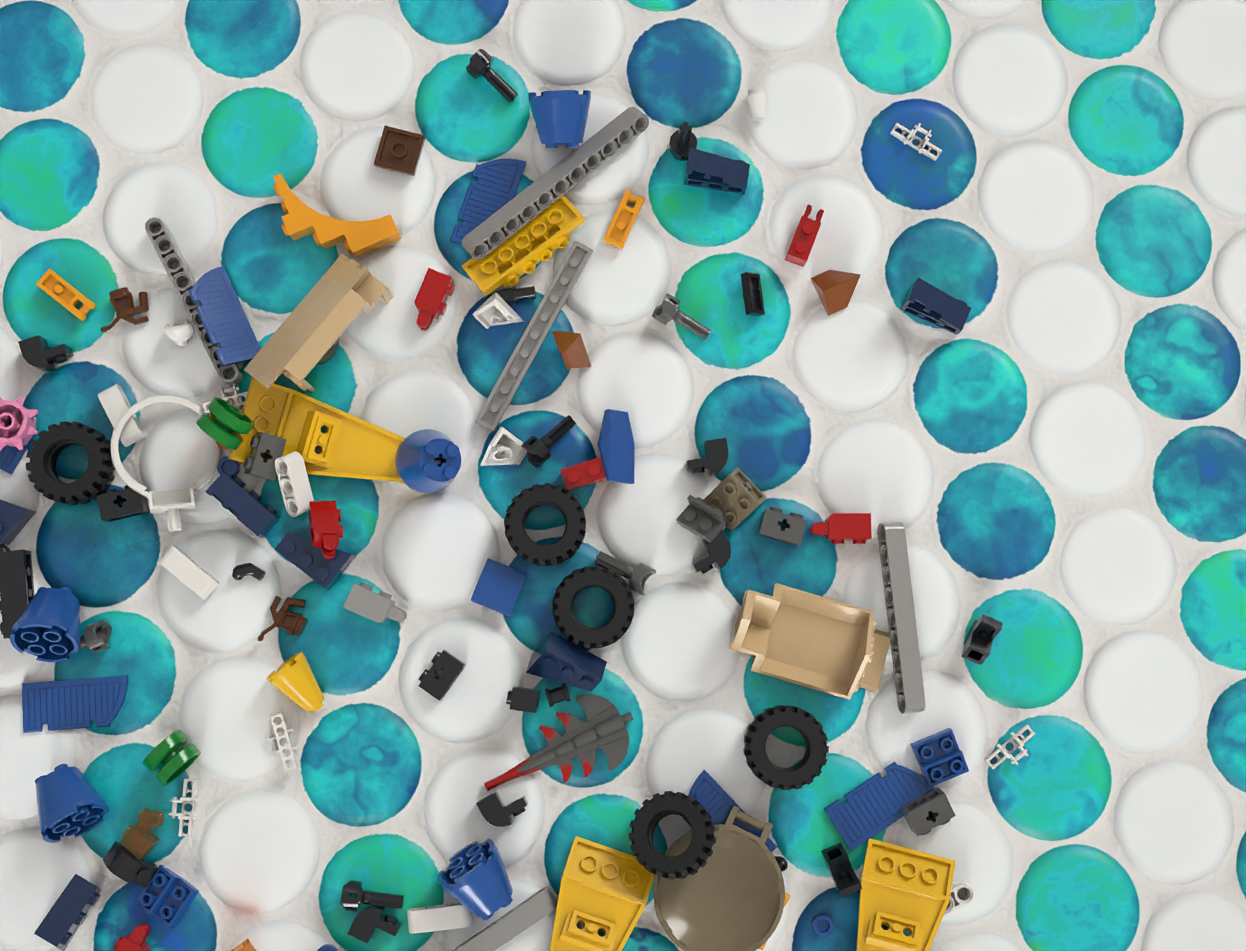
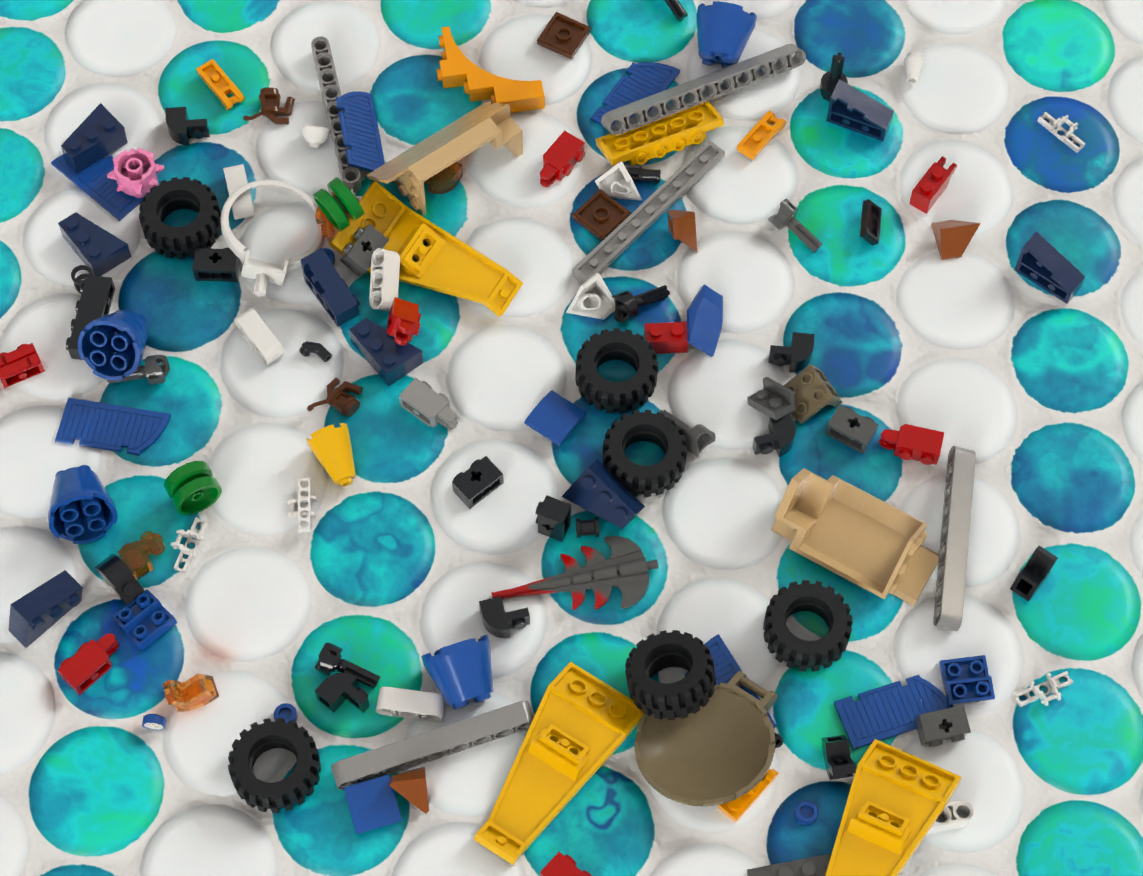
camera: 20 degrees right, 20 degrees down
(416, 461) = (519, 288): blue cone -> none
(488, 351) = (600, 215): none -> reddish brown plate

